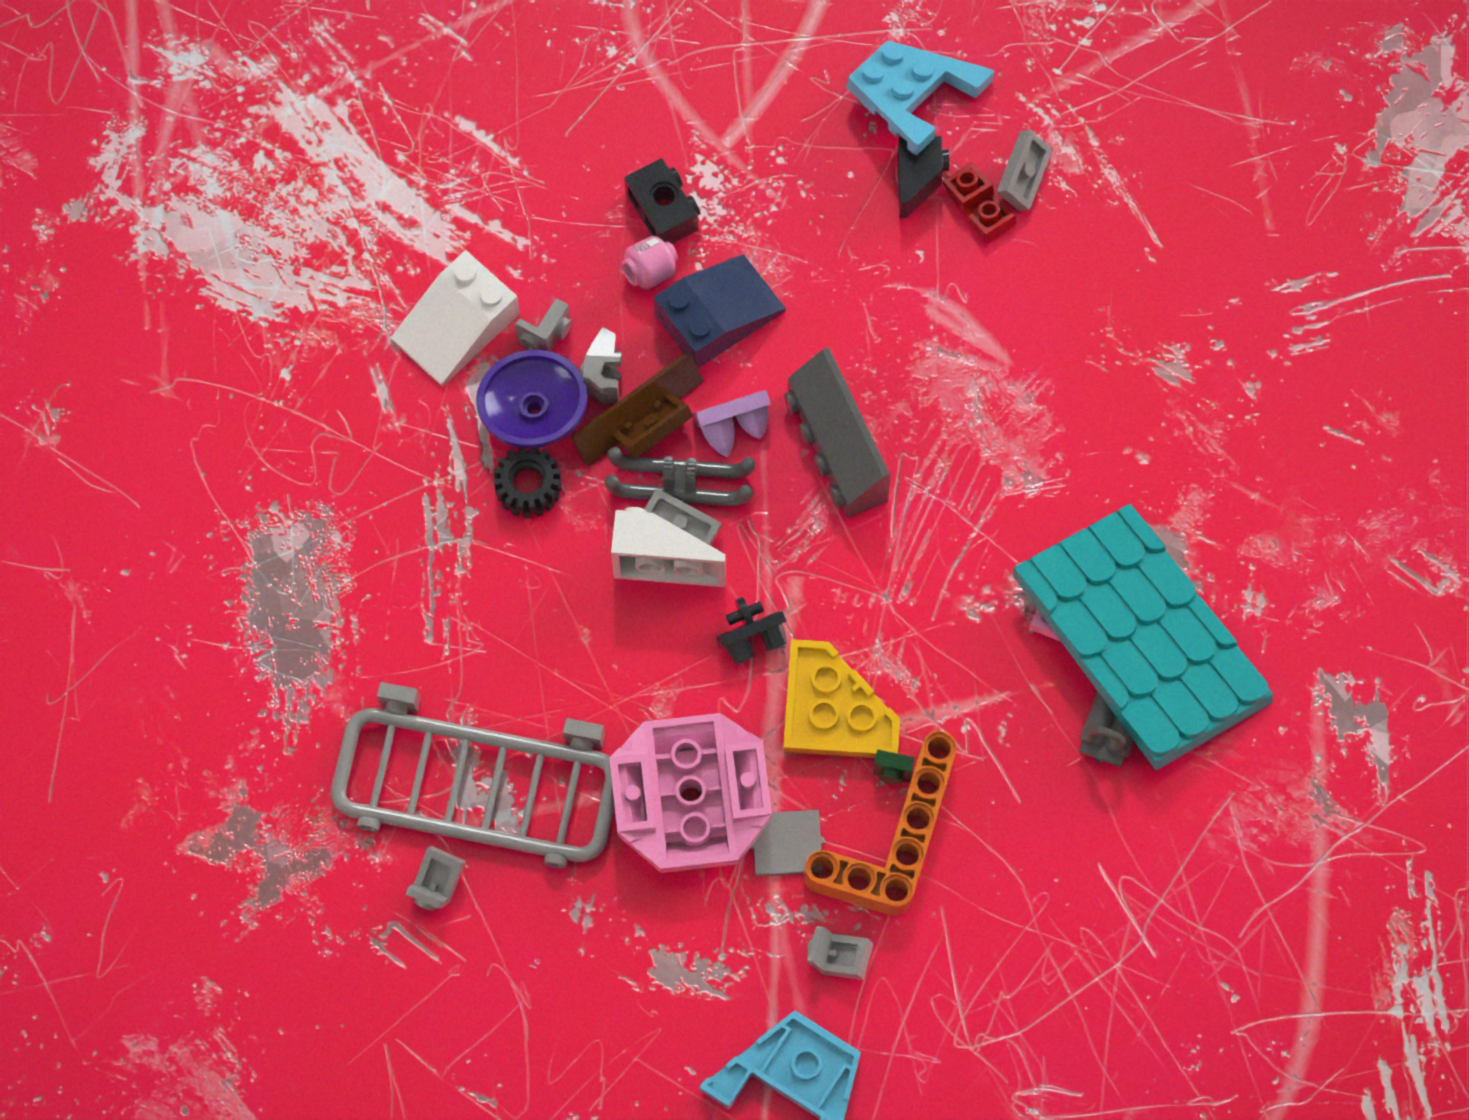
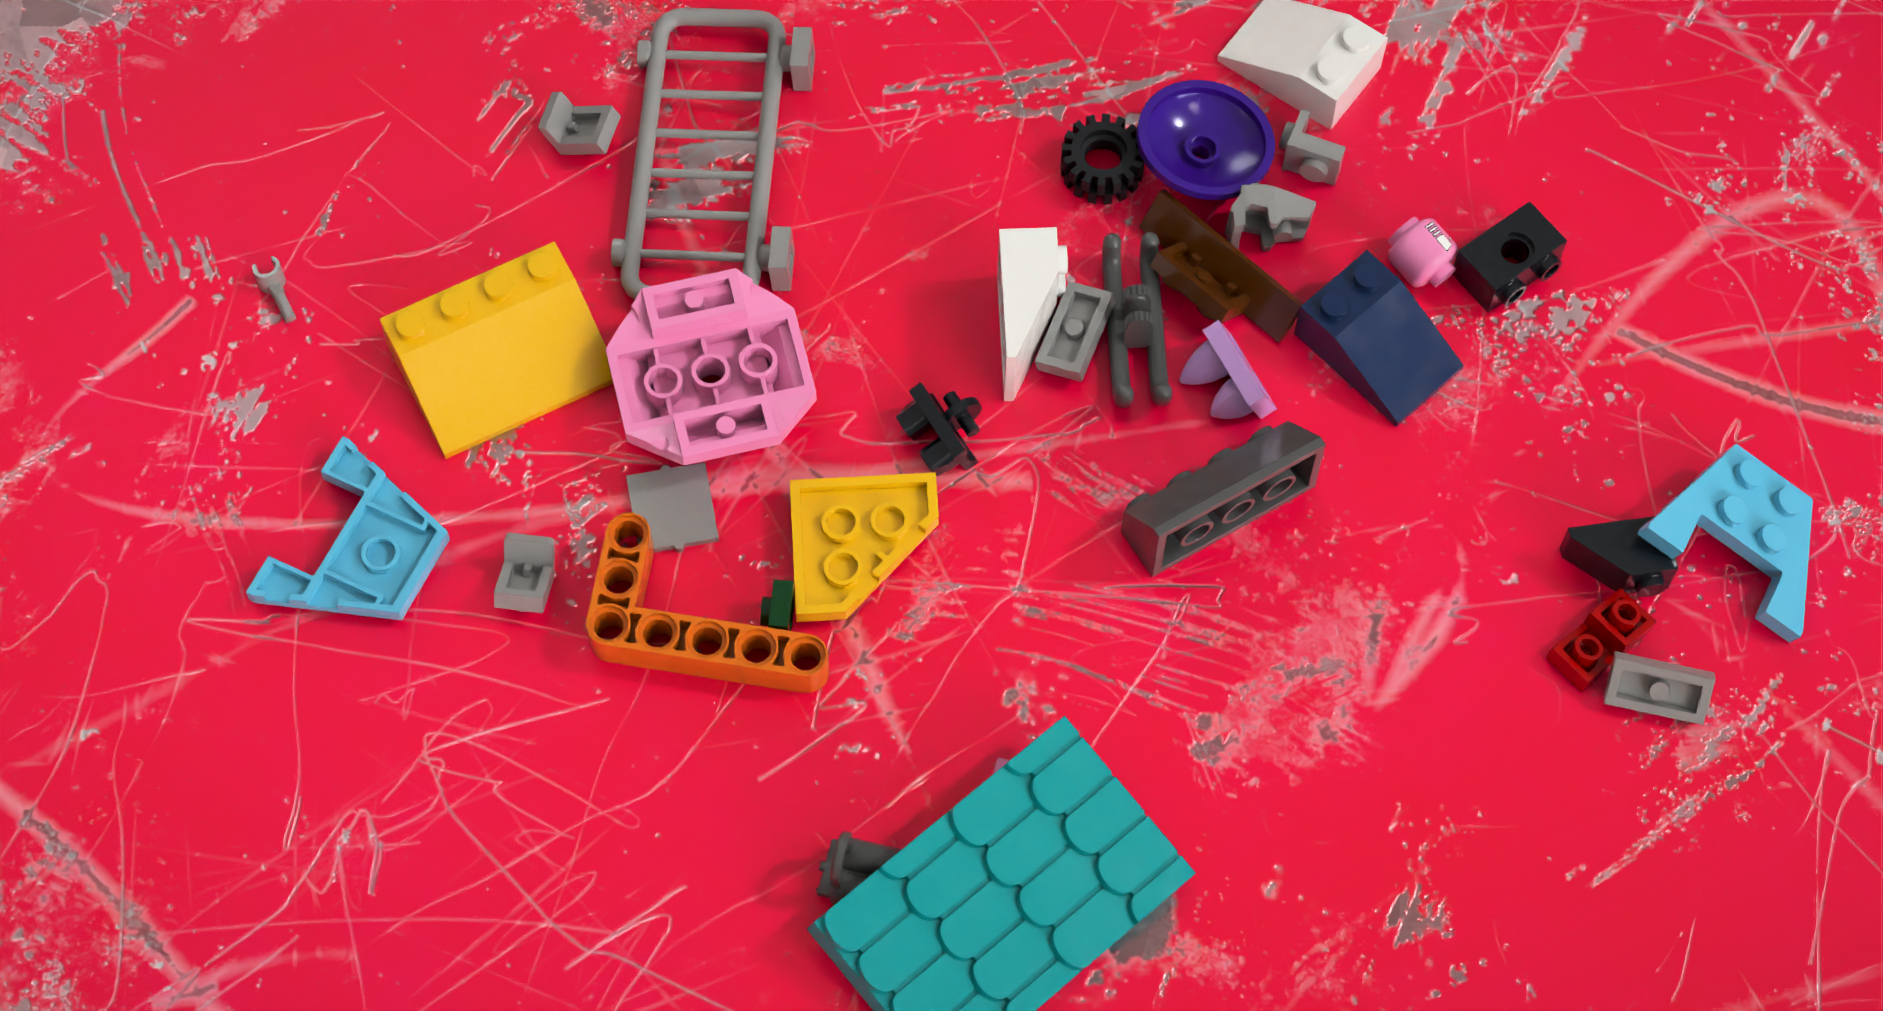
camera: 80 degrees right, 5 degrees down
(636, 960) = (498, 349): none -> yellow slope

